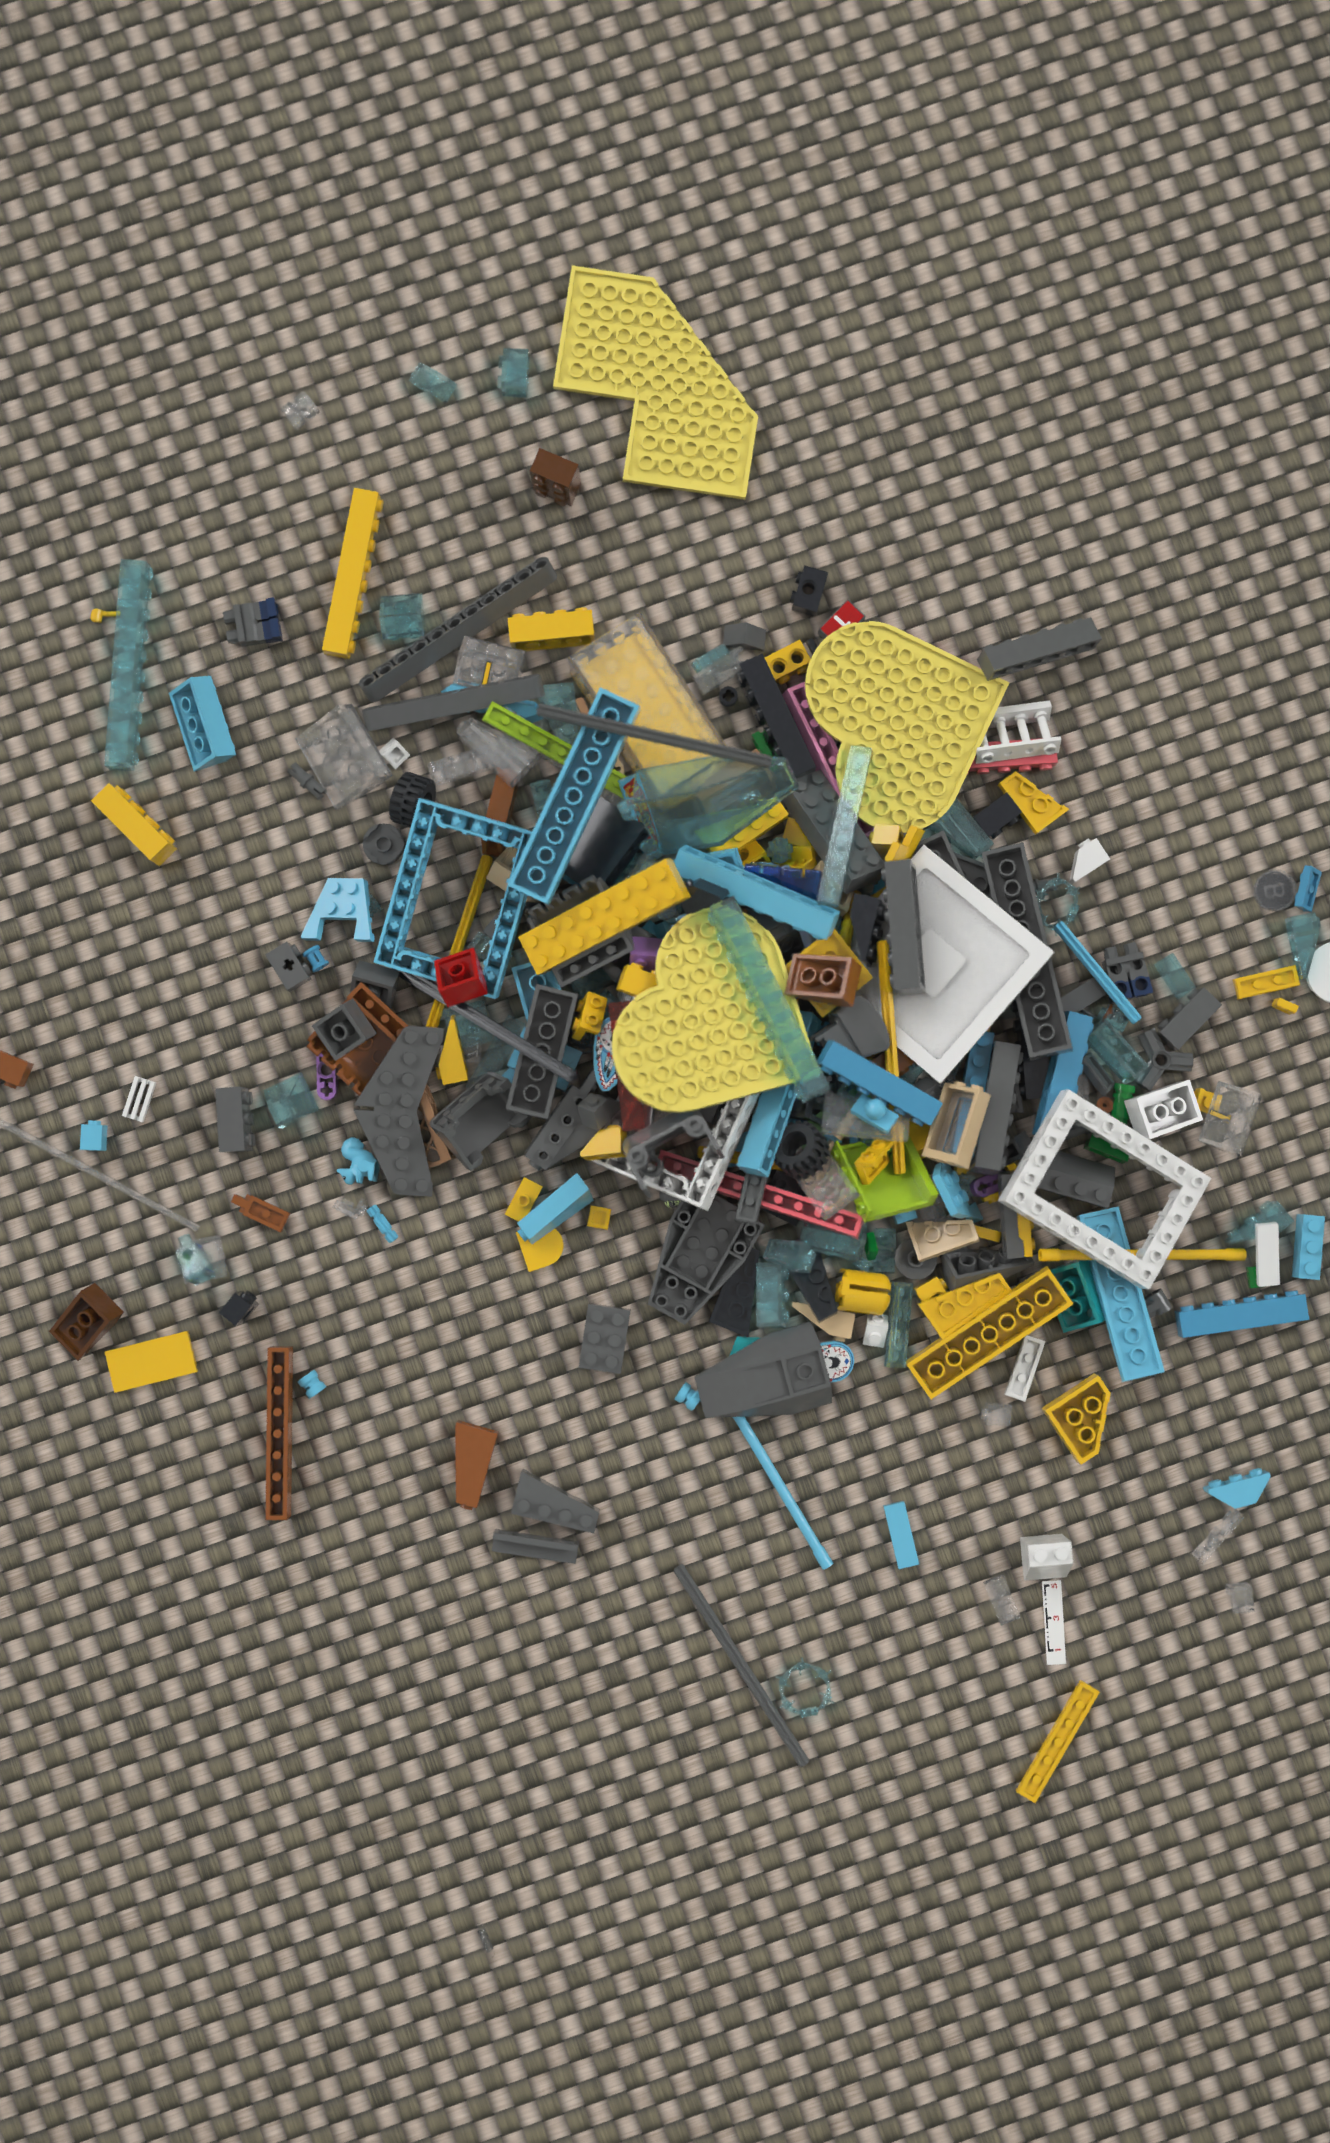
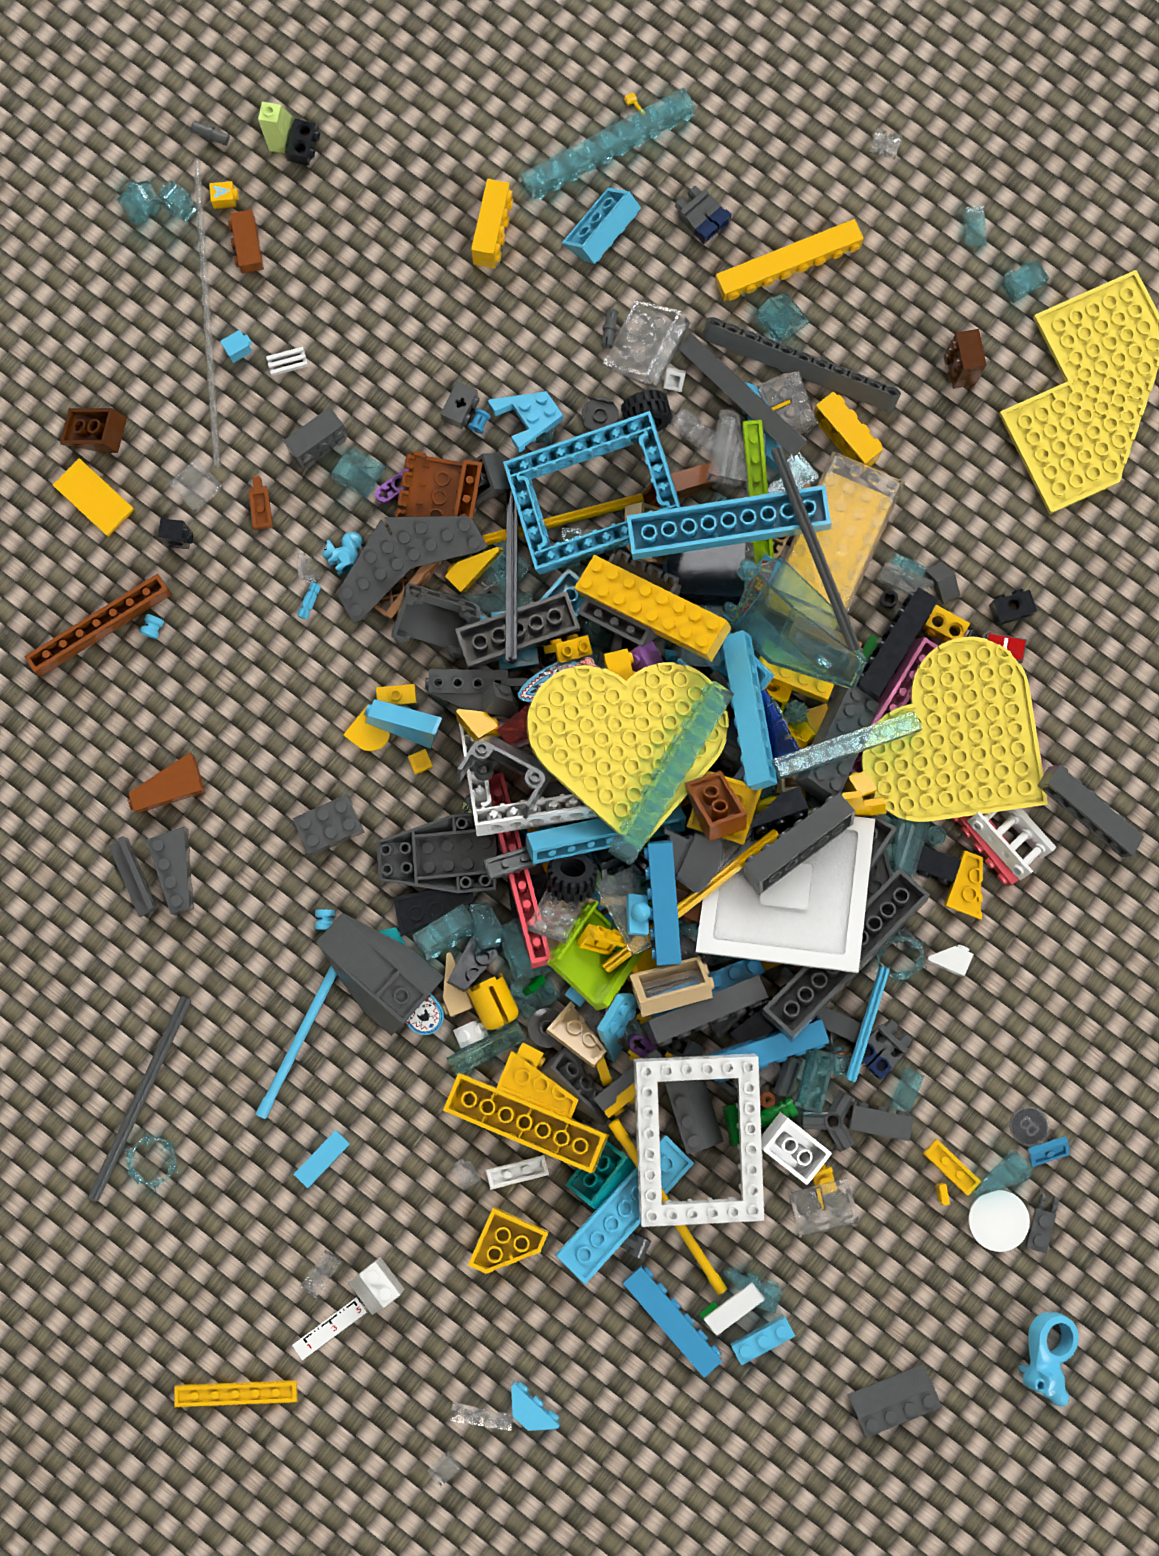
camera: 55 degrees right, 5 degrees down
(194, 1261) = (188, 478): clear light blue torso -> none
(344, 1029) = (437, 472): dark grey brick -> none
(460, 977) = (533, 531): red slope -> none
(702, 895) = (719, 670): black slope -> none
(972, 797) = (939, 836): none -> clear light blue wheel

